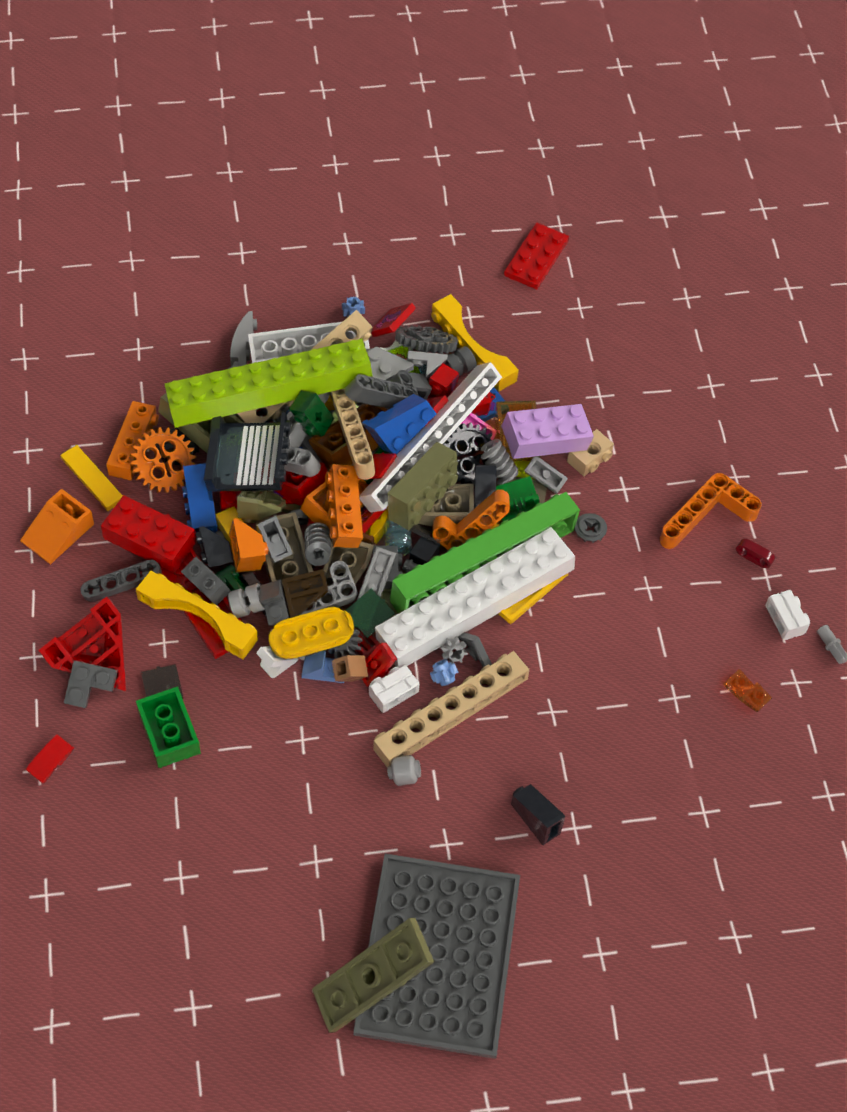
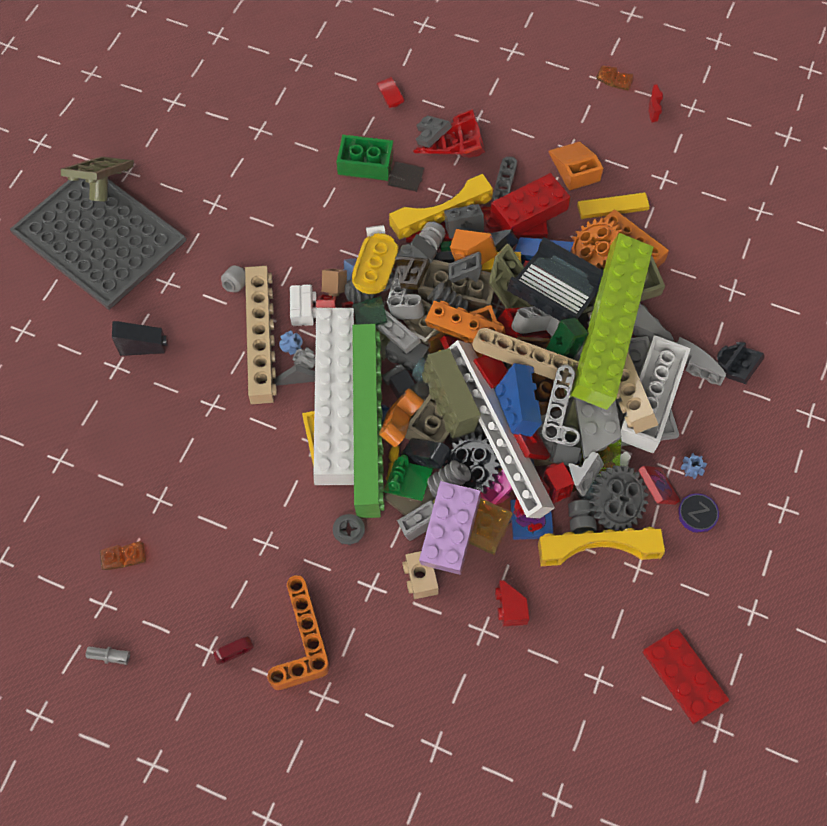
camera: 125 degrees right, 5 degrees up
(223, 312) = (739, 361): none -> black slope
(393, 292) = (698, 513): none -> black tile
(570, 379) = (513, 605): none -> red slope
(787, 614) = (159, 634): white brick -> none

